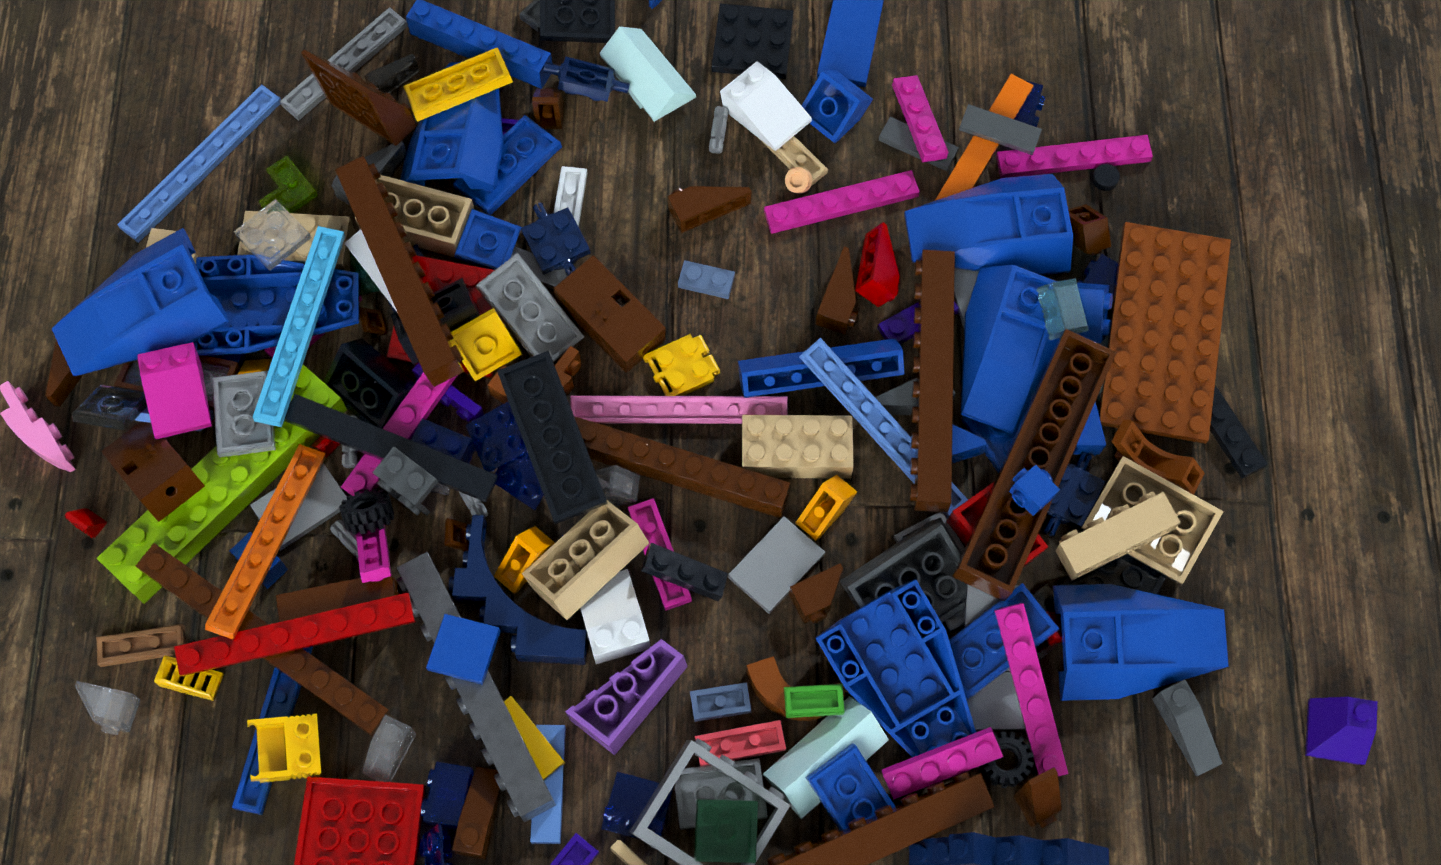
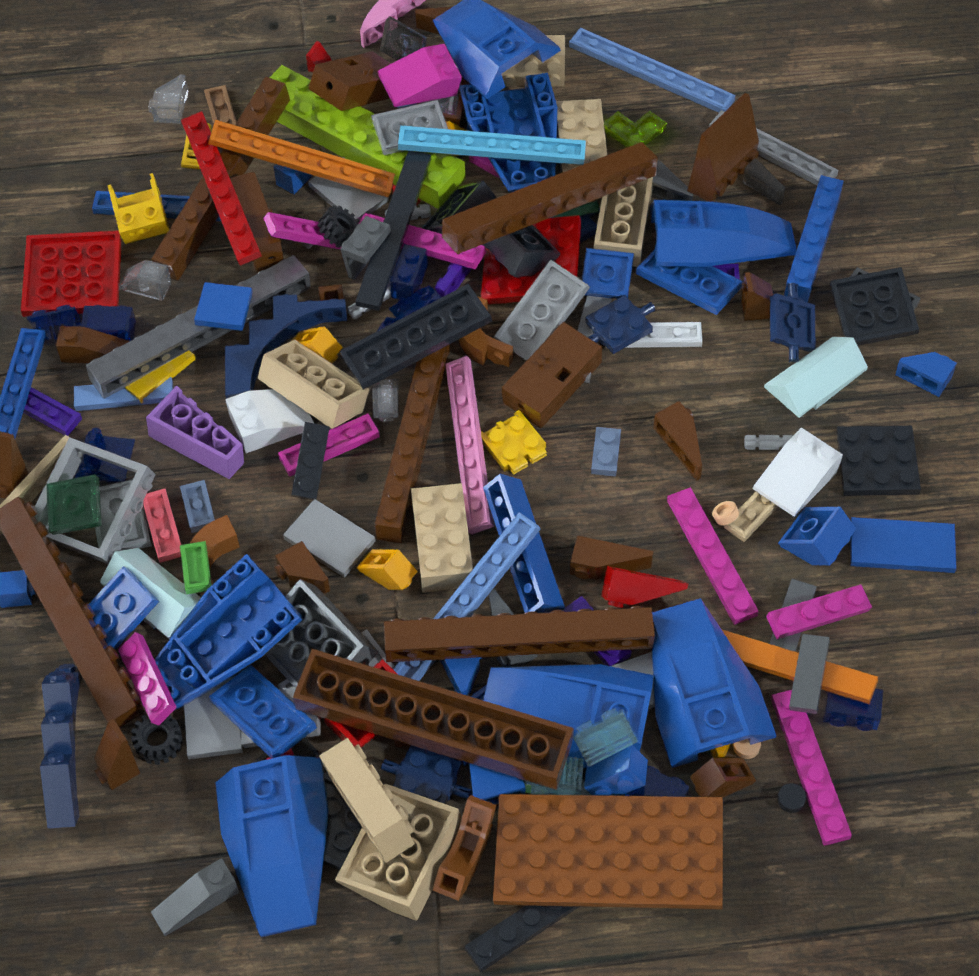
camera: 85 degrees right, 10 degrees down
(272, 234) = (574, 114): clear plate -> none
(457, 84) = (755, 220): yellow tile -> none
(485, 344) = (497, 277): yellow plate -> none
(1030, 689) = (214, 743): dark pink plate -> none
(1033, 489) = (391, 701): blue brick -> none

